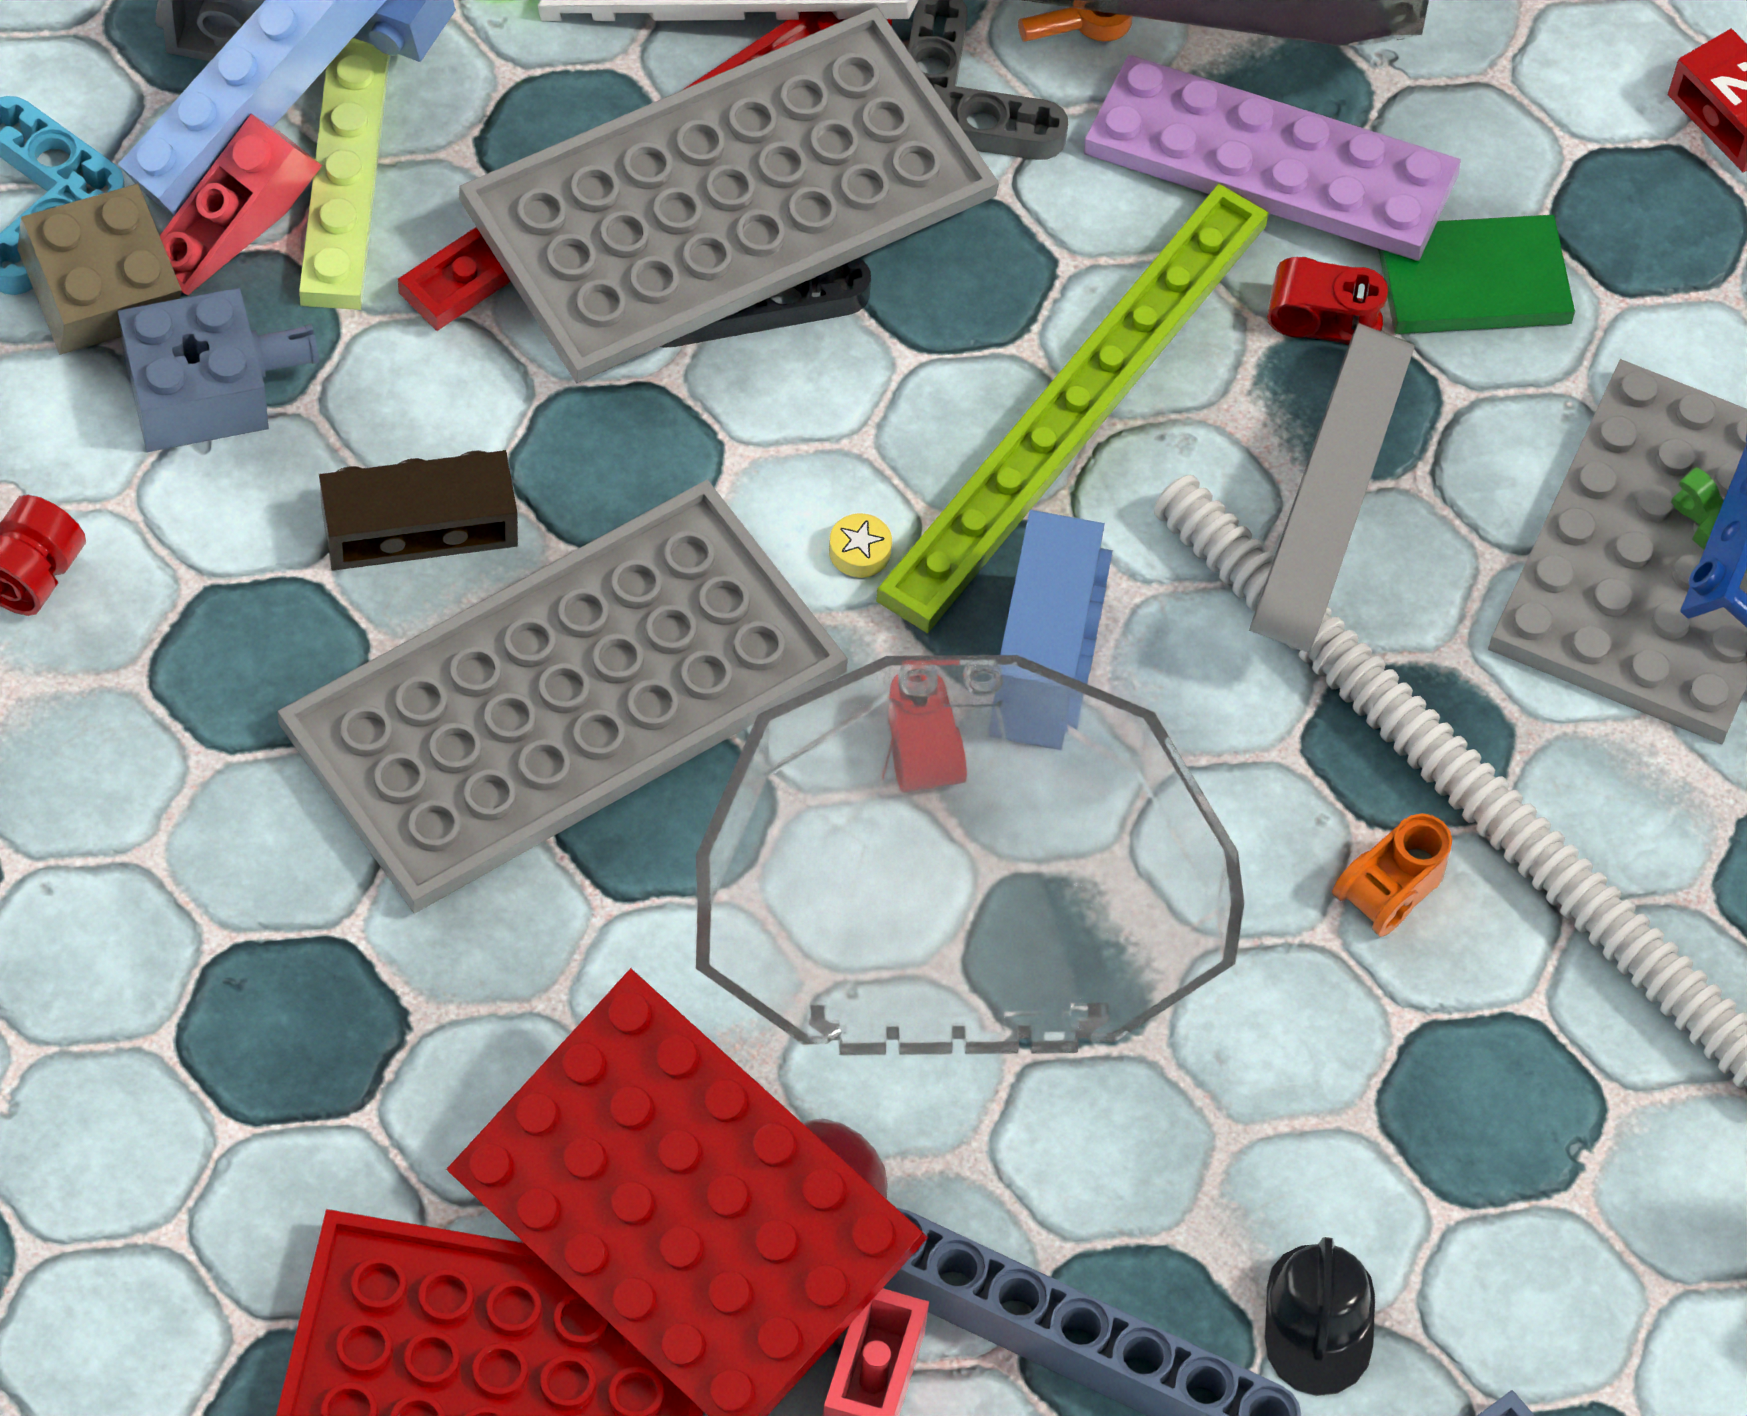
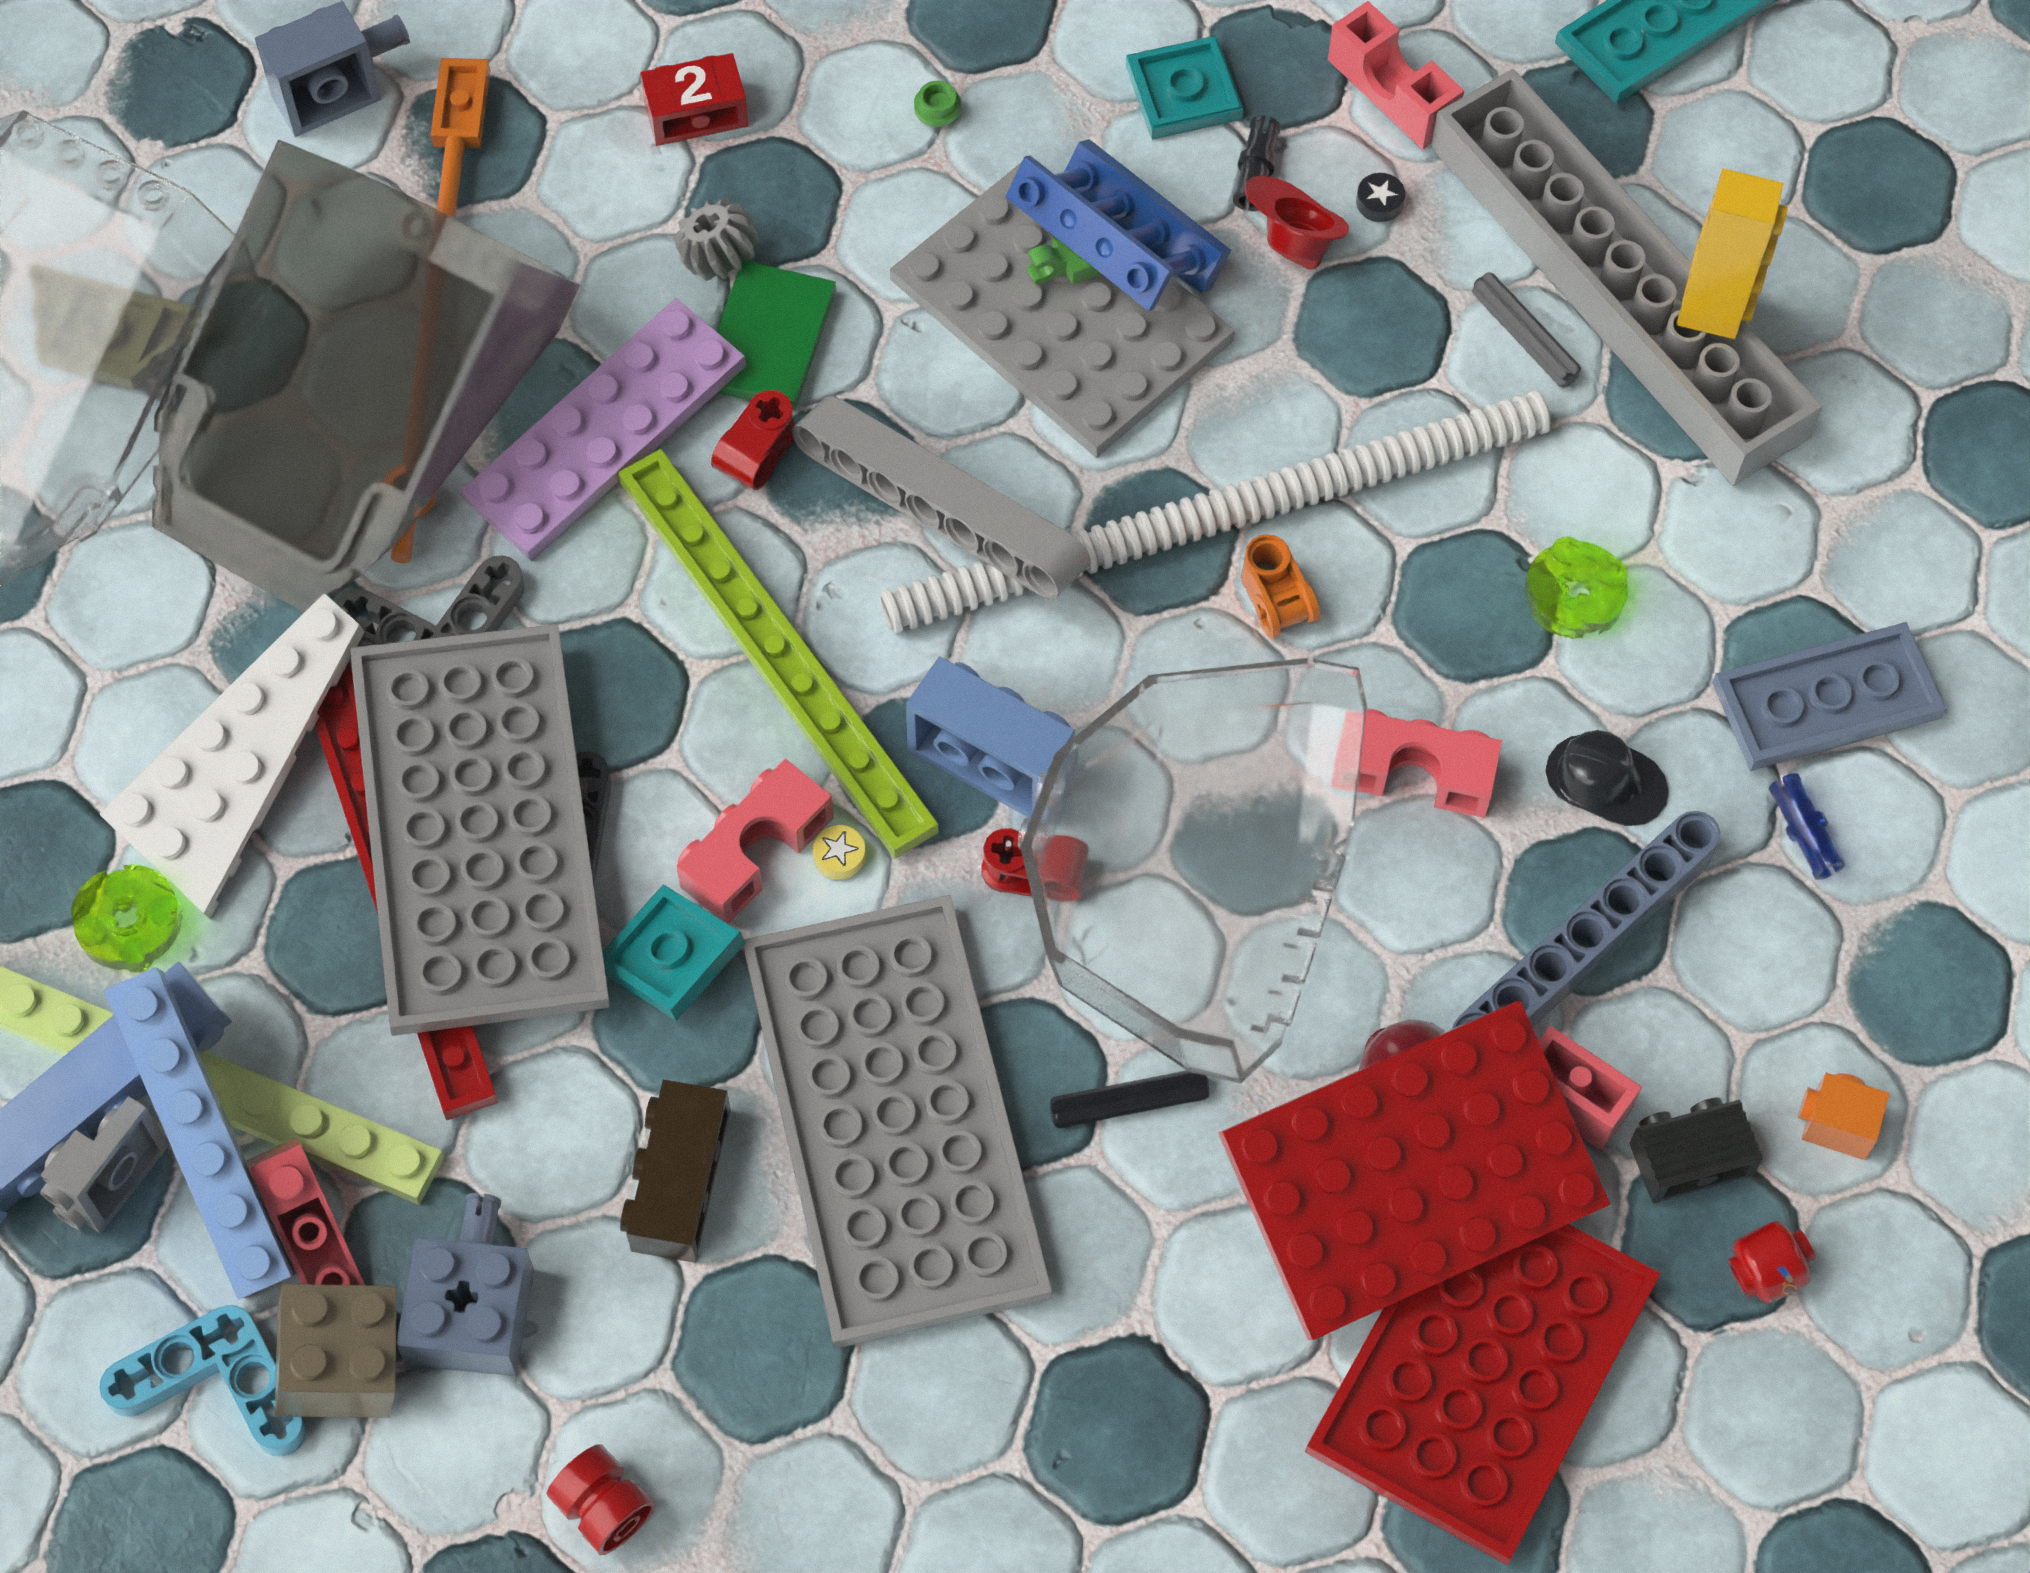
camera: 65 degrees left, 5 degrees up
(664, 418) = (670, 952): none -> teal plate
(667, 898) = (1128, 1098): none -> black axle
(790, 432) = (780, 807): none -> coral arch
(1231, 1036) = (1458, 761): none -> coral arch
(1561, 175) = (716, 239): none -> light grey gear
(1573, 1173) = (1579, 562): none -> clear neon green plate

